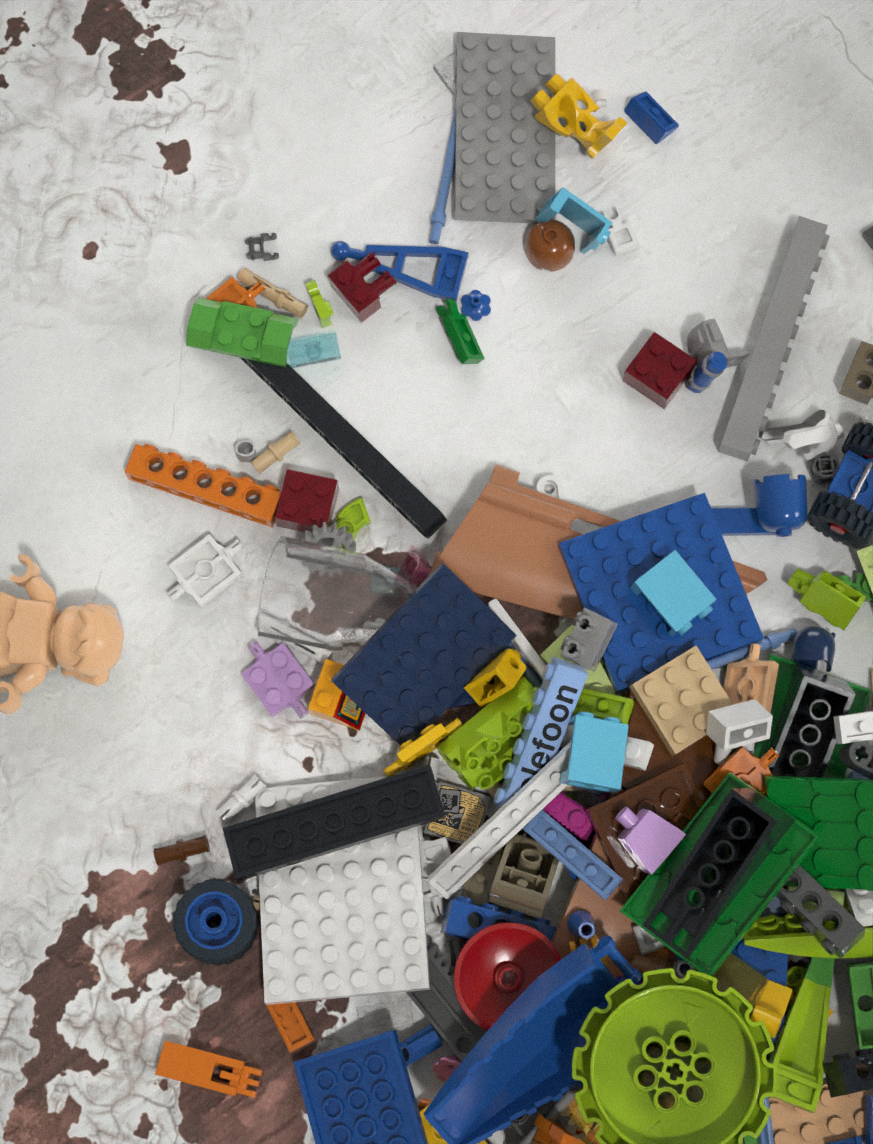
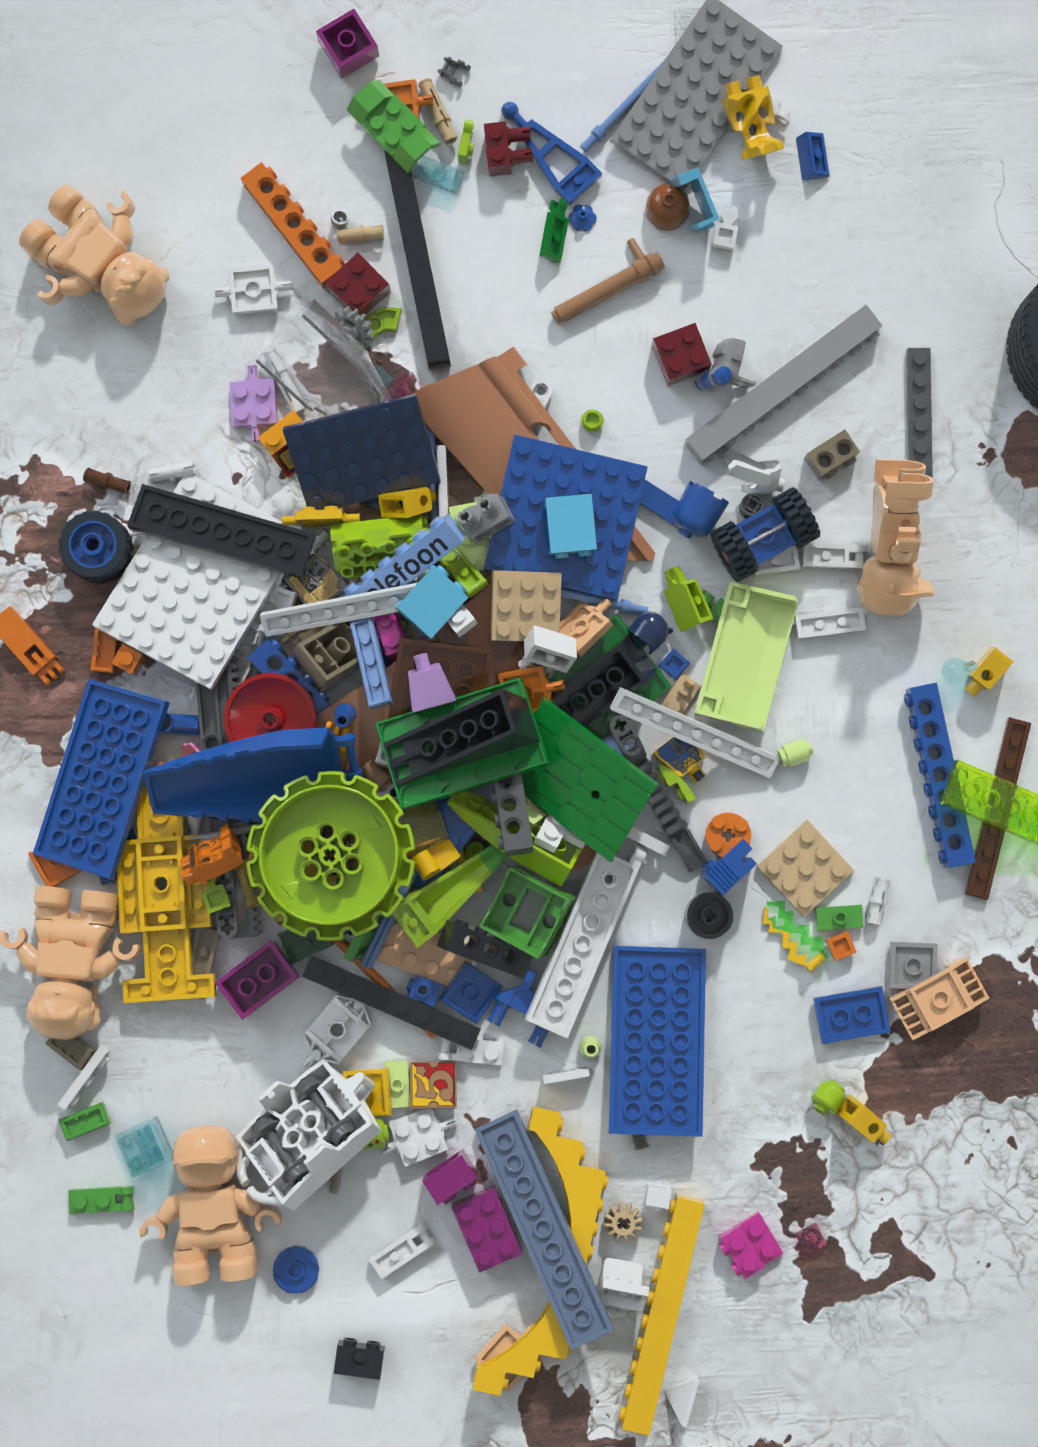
camera: 30 degrees right, 10 degrees up
(145, 283) = (347, 43): none -> magenta brick
(322, 1015) = (129, 660): none -> orange brick
(564, 321) = (637, 272): none -> medium nougat cylinder
(617, 486) = (592, 420): none -> lime plate
(857, 666) = (674, 664): none -> blue tile

